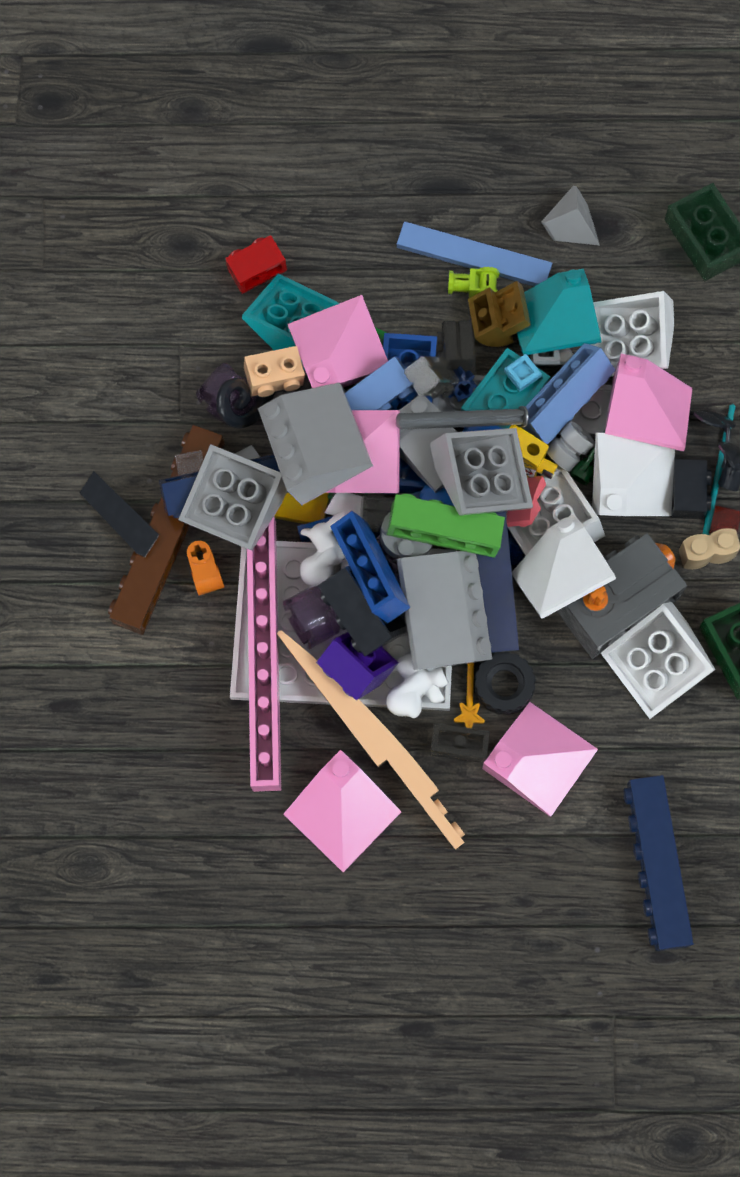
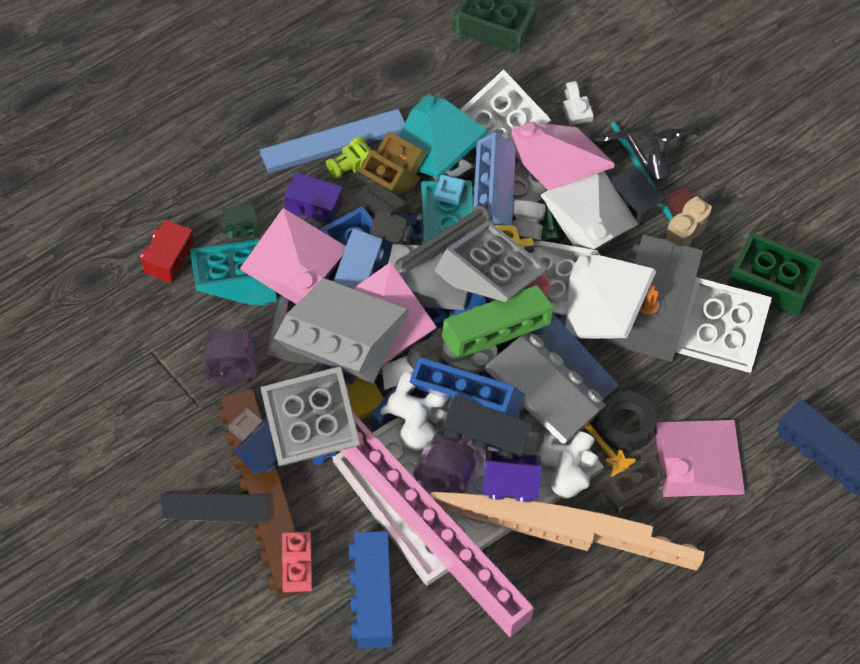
camera: 45 degrees left, 15 degrees down
(138, 608) = (296, 561): none -> coral slope
(184, 671) = (372, 590): none -> blue brick
(204, 571) = (323, 502): orange piece -> none
(224, 408) = (259, 341): black plant -> none
(274, 371) = (260, 307): light nougat brick -> none
(334, 277) = (239, 221): none -> clear green brick
(342, 811) = (588, 604): bright pink slope -> none
(410, 298) = (313, 198): none -> dark purple brick
(571, 220) = (386, 72): light grey slope -> none
(711, 368) = (576, 108): none -> white plate

